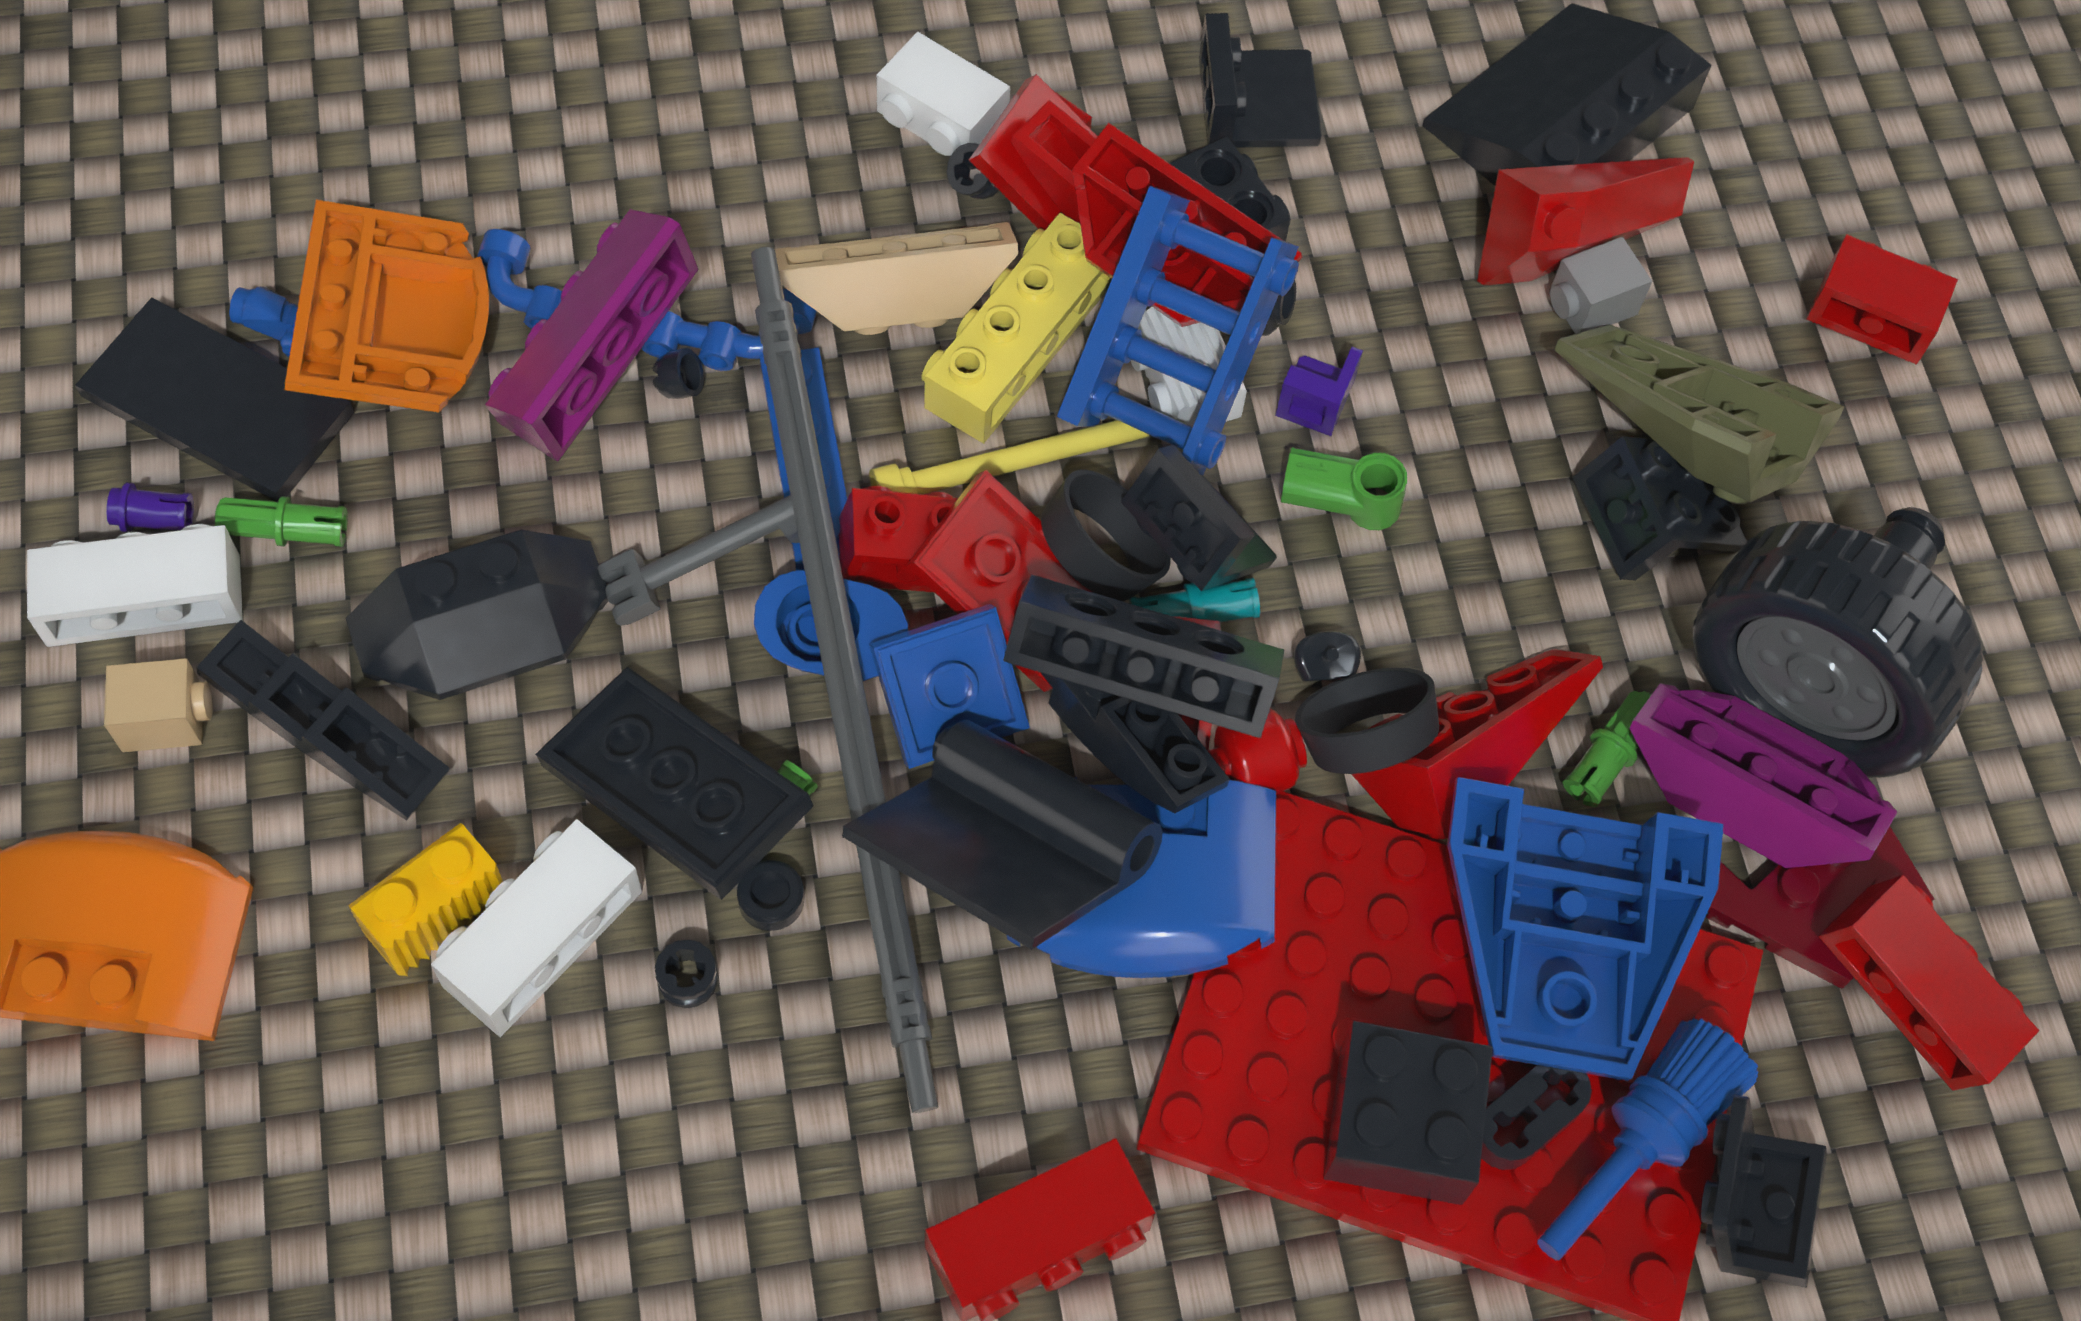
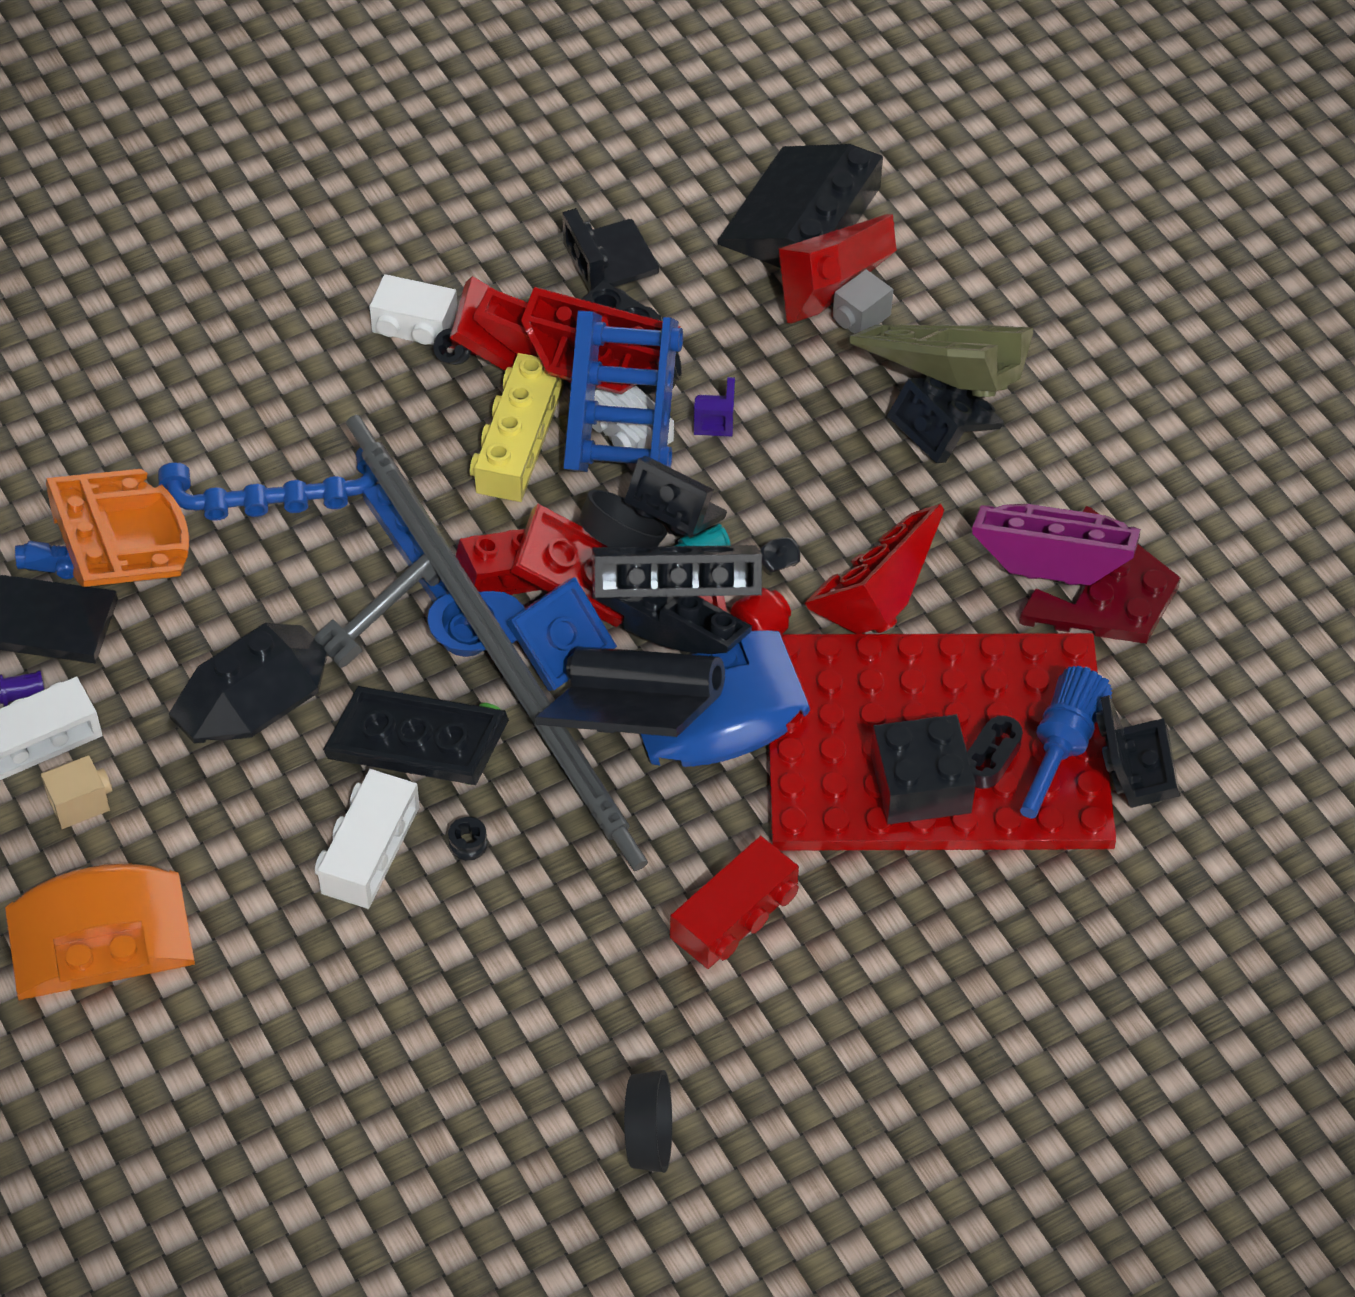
camera: 15 degrees left, 10 degrees down
(283, 521) = (107, 668): bright green axle -> none
(323, 720) = (182, 772): black slope -> none
(427, 899) = (296, 843): yellow brick -> none
(593, 332) = (258, 501): magenta slope -> none
(679, 374) = (315, 516): black hinge -> none
(771, 896) = (499, 783): black tile -> none
(898, 277) = (438, 417): tan wedge -> none
(1005, 459) = (547, 500): light yellow piece -> none
(1341, 486) = (766, 456): bright green piece -> none
(1364, 697) = (819, 576): black tyre -> none
(1576, 923) = (981, 642): blue wedge -> none
(1609, 753) = (965, 557): bright green axle -> none
(1845, 637) = (1075, 445): black wheel -> none
(1882, 299) = (1033, 259): red brick -> none
(1929, 983) = (1191, 617): red brick -> none

